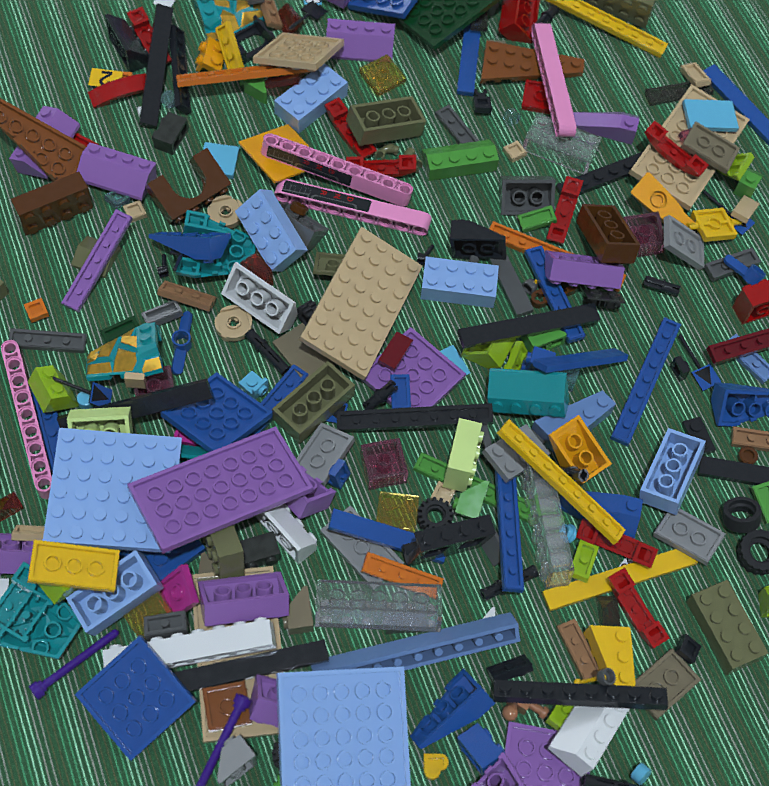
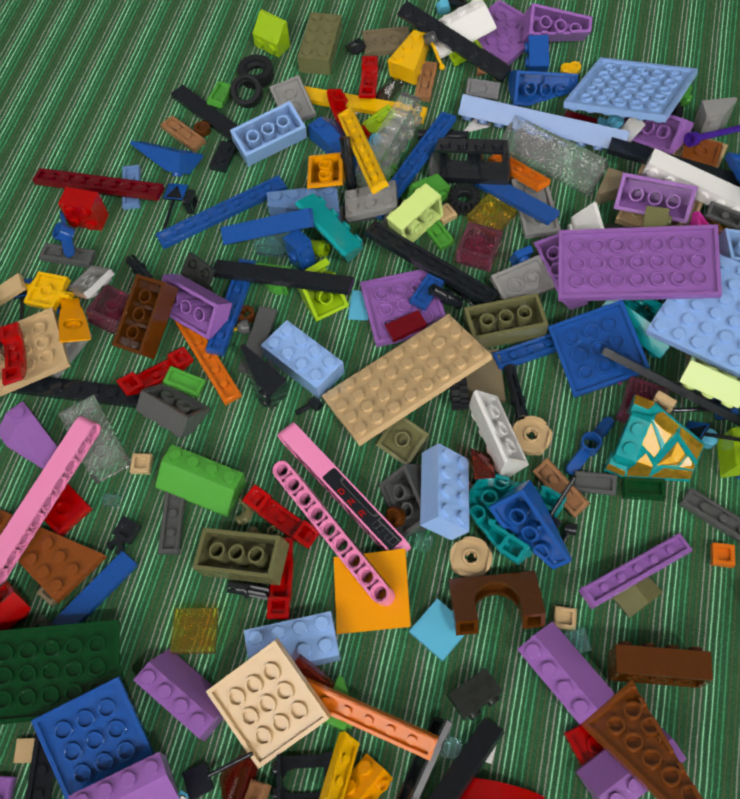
camera: 135 degrees left, 0 degrees up
(254, 385) = (544, 370): medium azure bracket -> none

